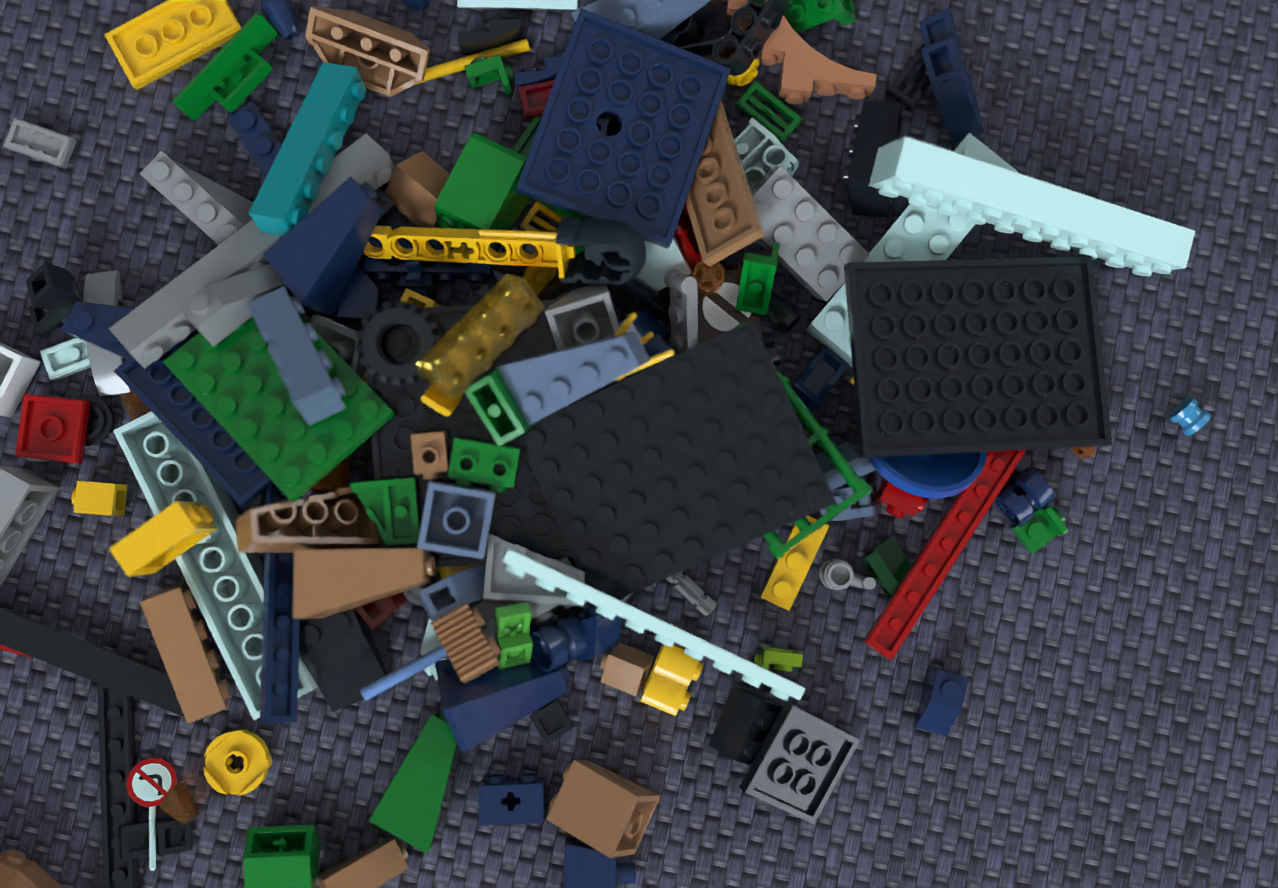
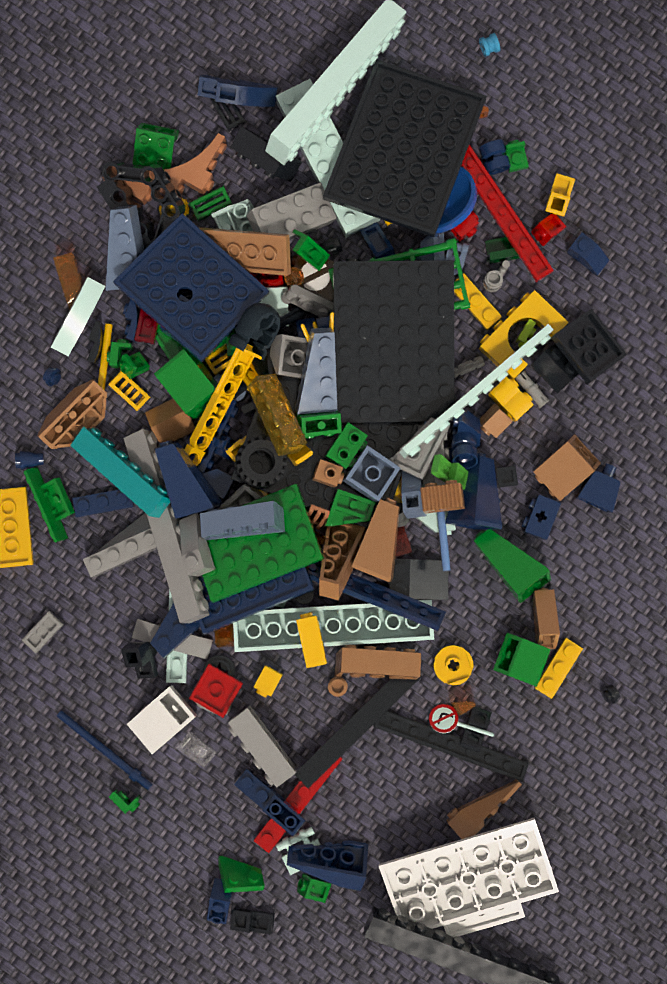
camera: 55 degrees left, 0 degrees up
(130, 603) = (337, 686): none -> medium nougat plate
(366, 463) = (324, 517): none -> nougat tile
(436, 99) = (117, 378): none -> yellow slope
(481, 102) = (133, 365): none -> green bracket
(699, 703) = (532, 389): none -> light grey pin
(821, 651) = (533, 307): none -> yellow arch
(951, 623) = (548, 229): none -> red bracket
(1008, 619) = (559, 195): none -> yellow brick

